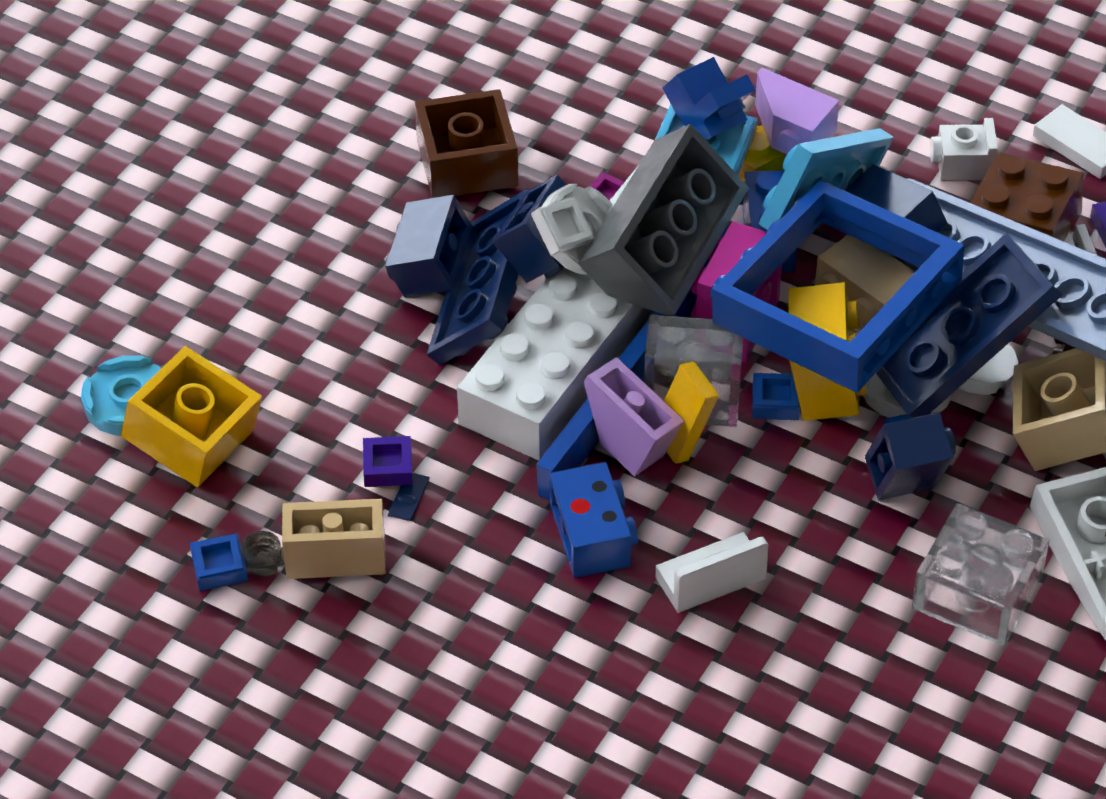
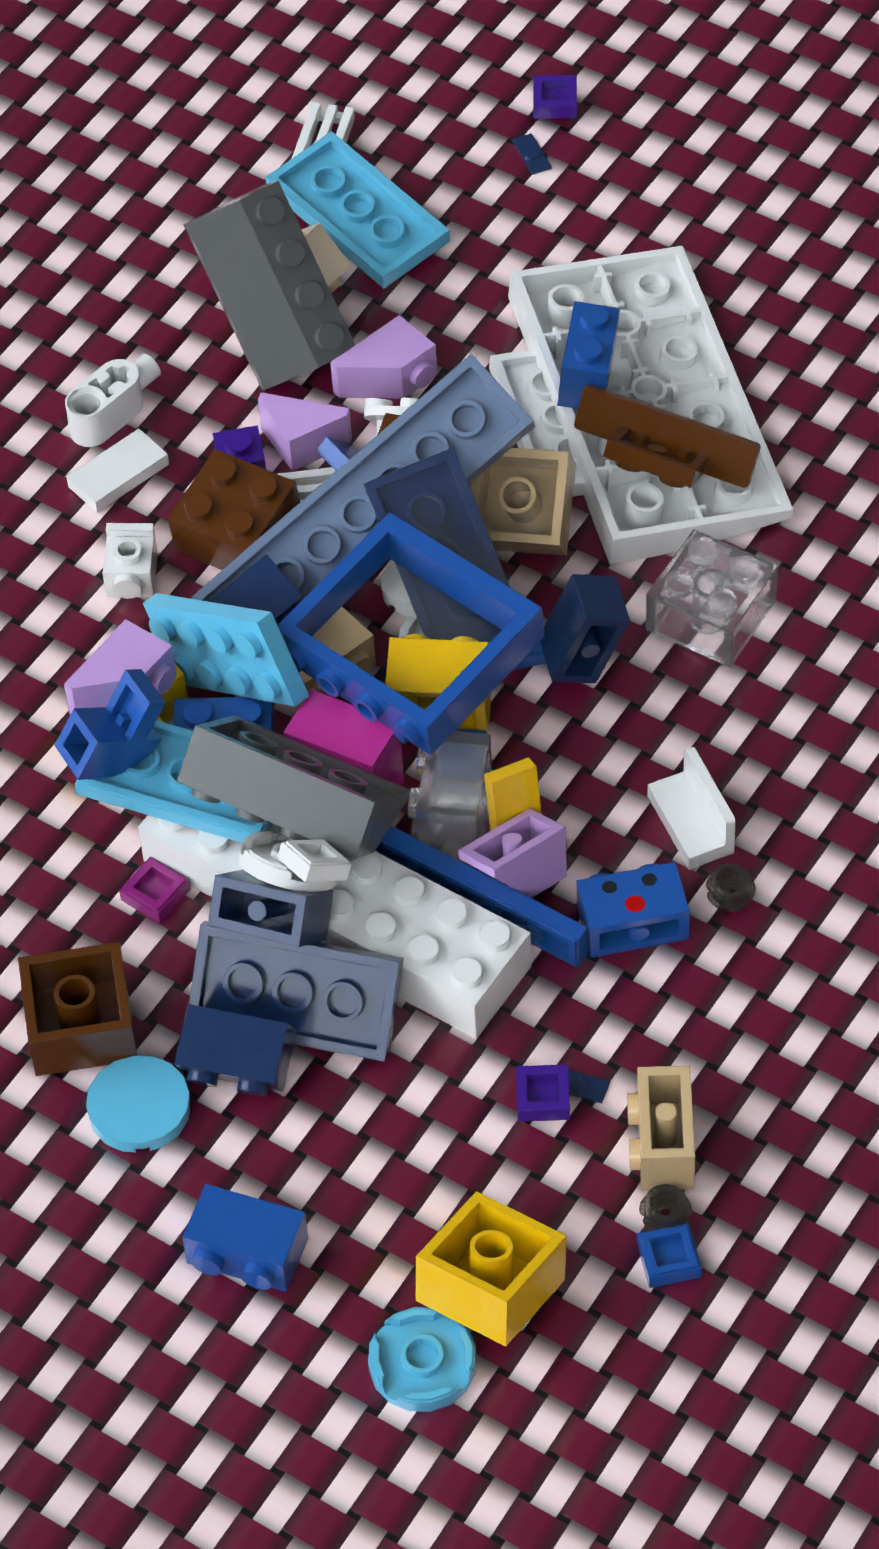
camera: 85 degrees left, 5 degrees up
(244, 268) = (245, 1238): none -> blue brick
(378, 198) = (138, 1103): none -> medium azure tile
(624, 590) = (730, 877): none -> clear smoke plate

